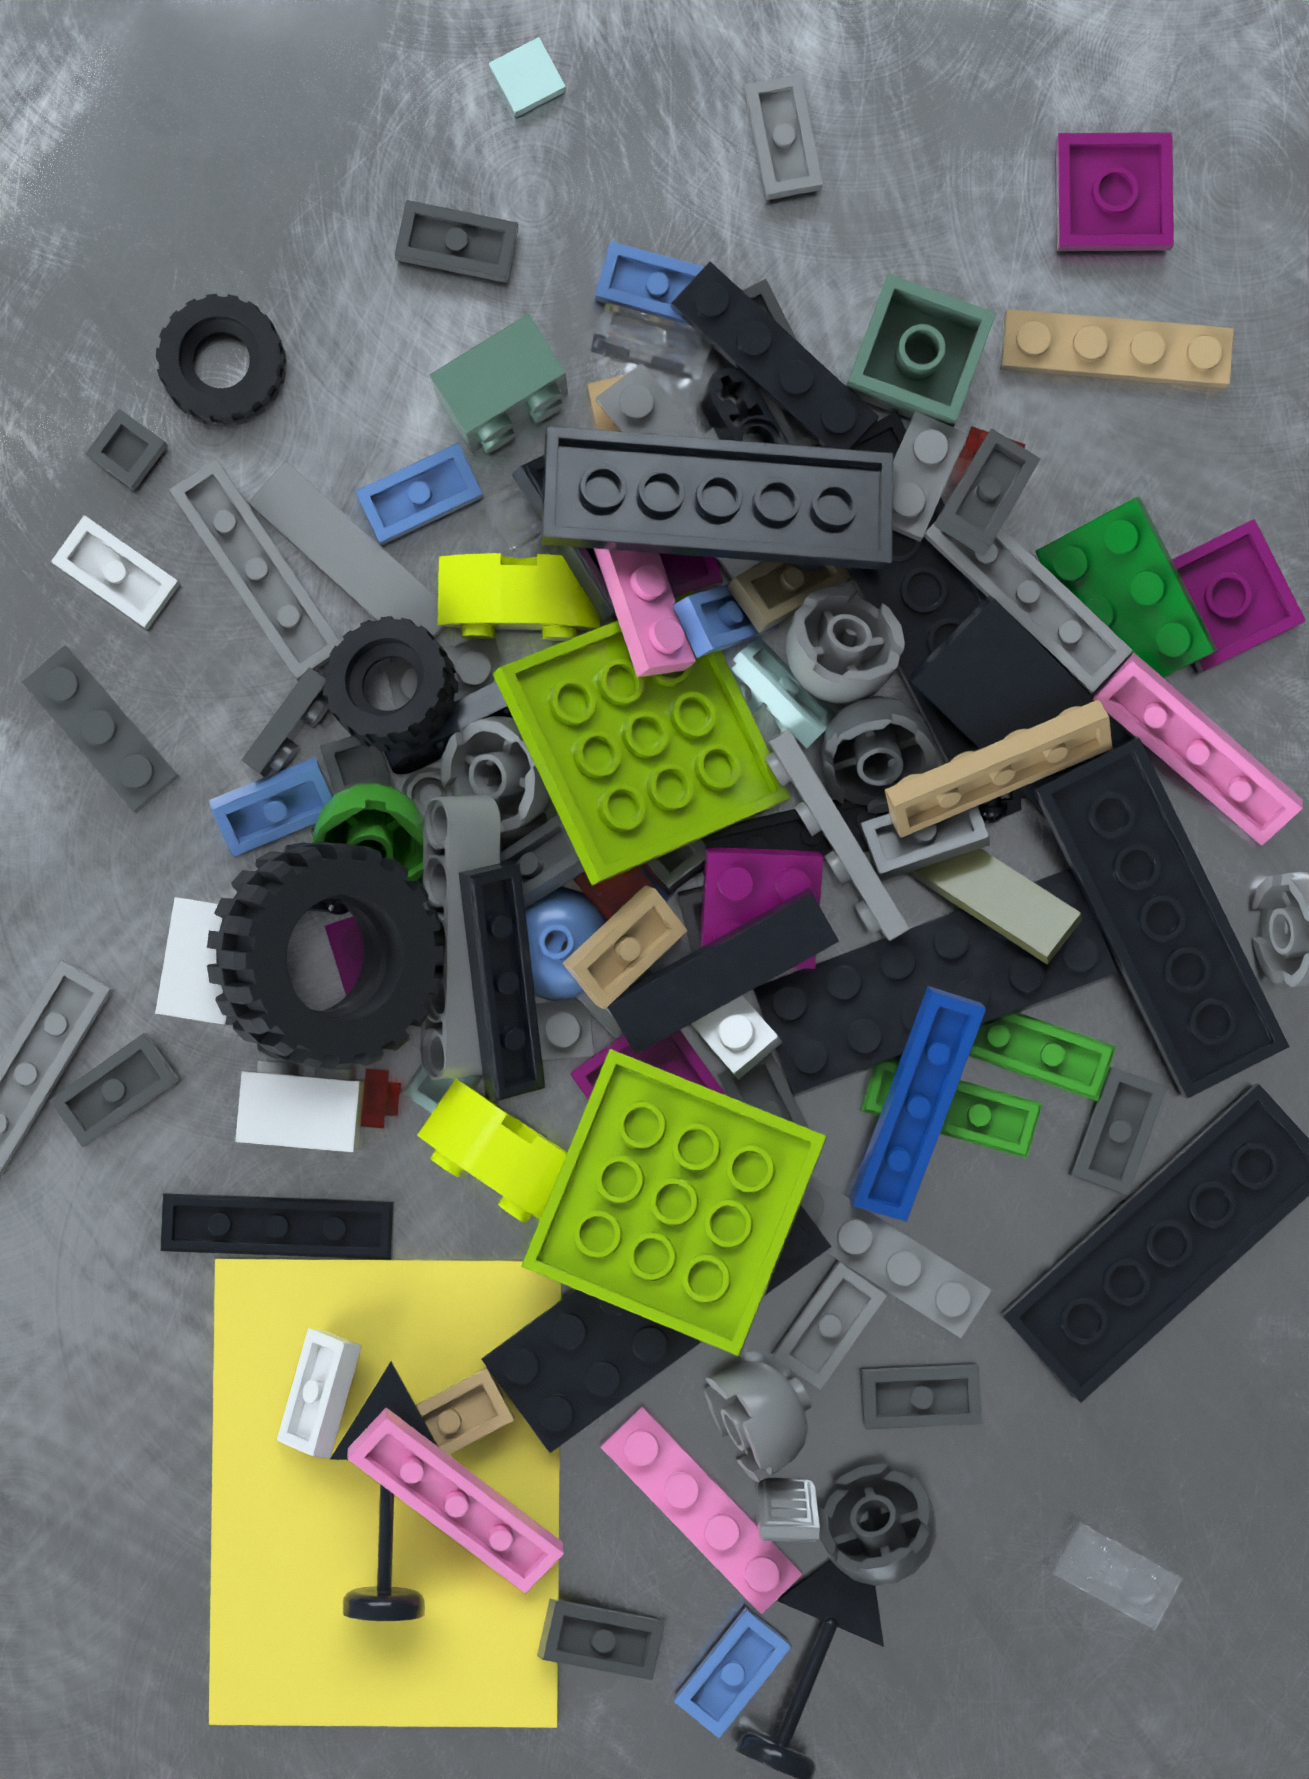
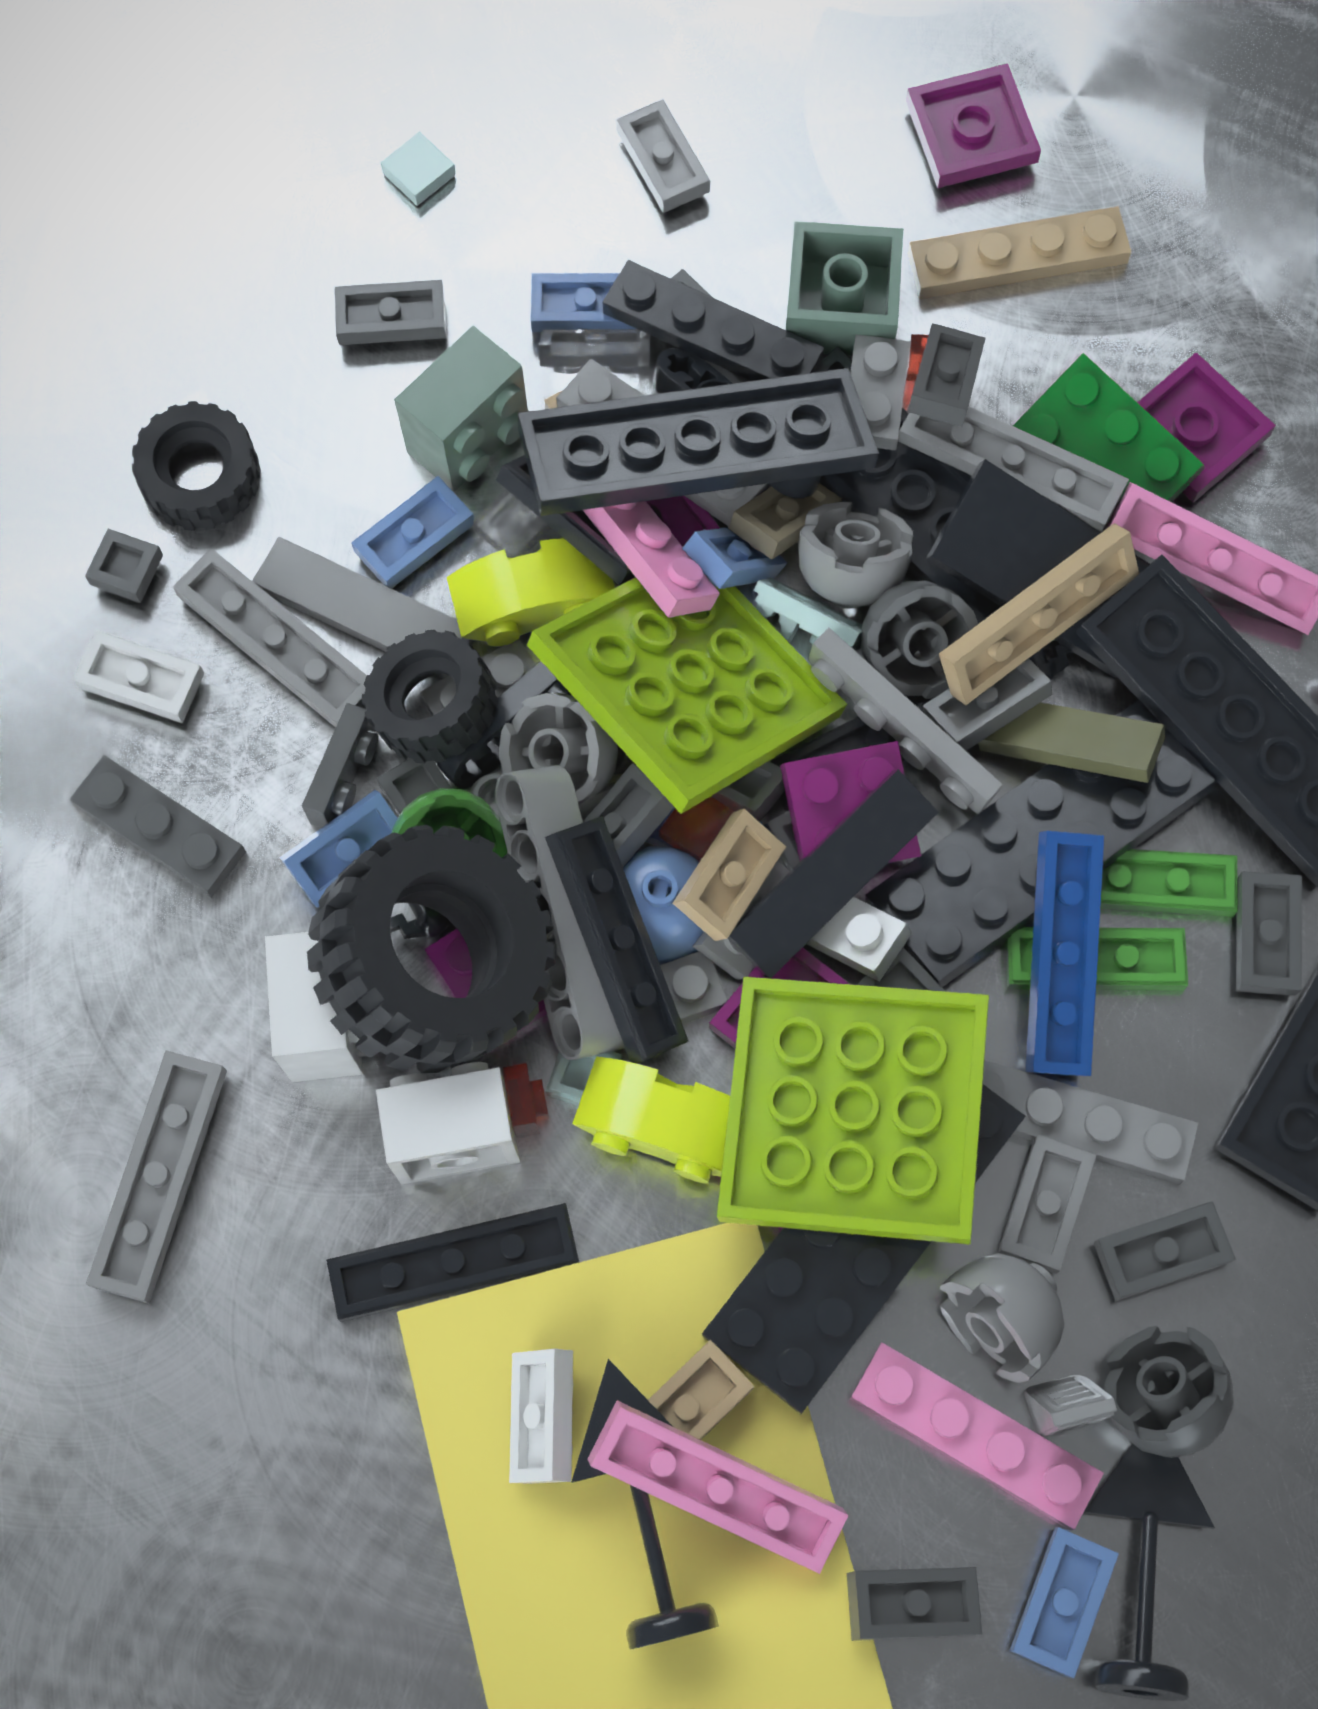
camera: 10 degrees left, 15 degrees down
(114, 1090) = (251, 1167): dark grey plate -> none

